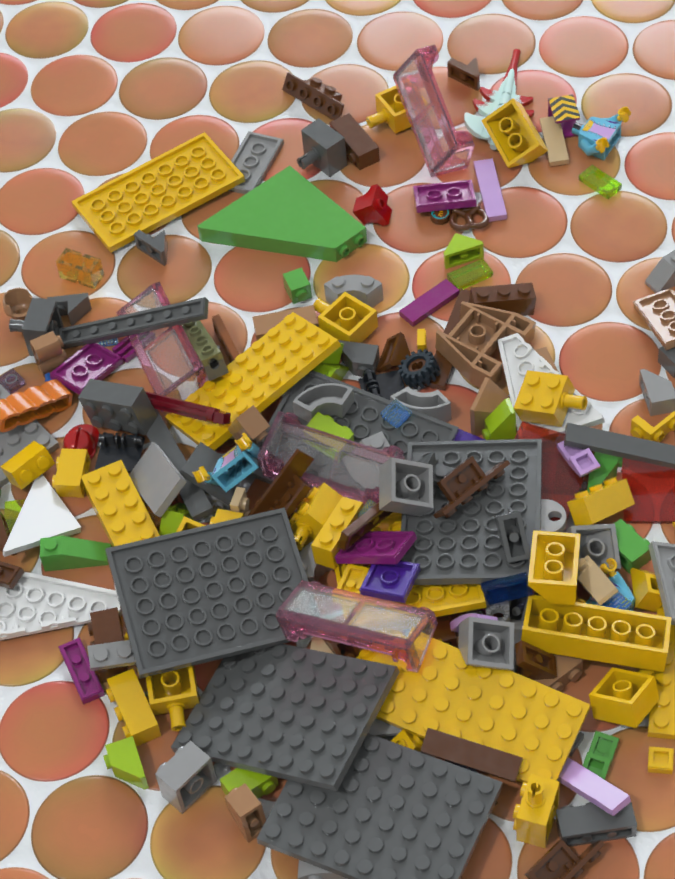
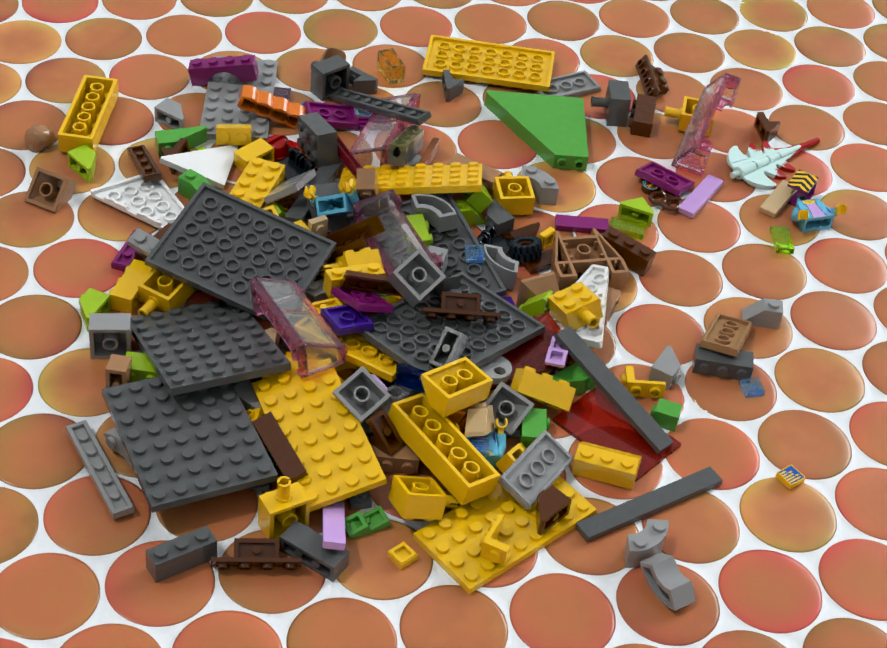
camera: 30 degrees right, 10 degrees down
(48, 352) = (316, 88): medium nougat brick -> none
(297, 285) = (508, 159): bright green brick -> none
(373, 207) = (609, 153): red brick -> none
(514, 134) = (752, 174): yellow slope -> none

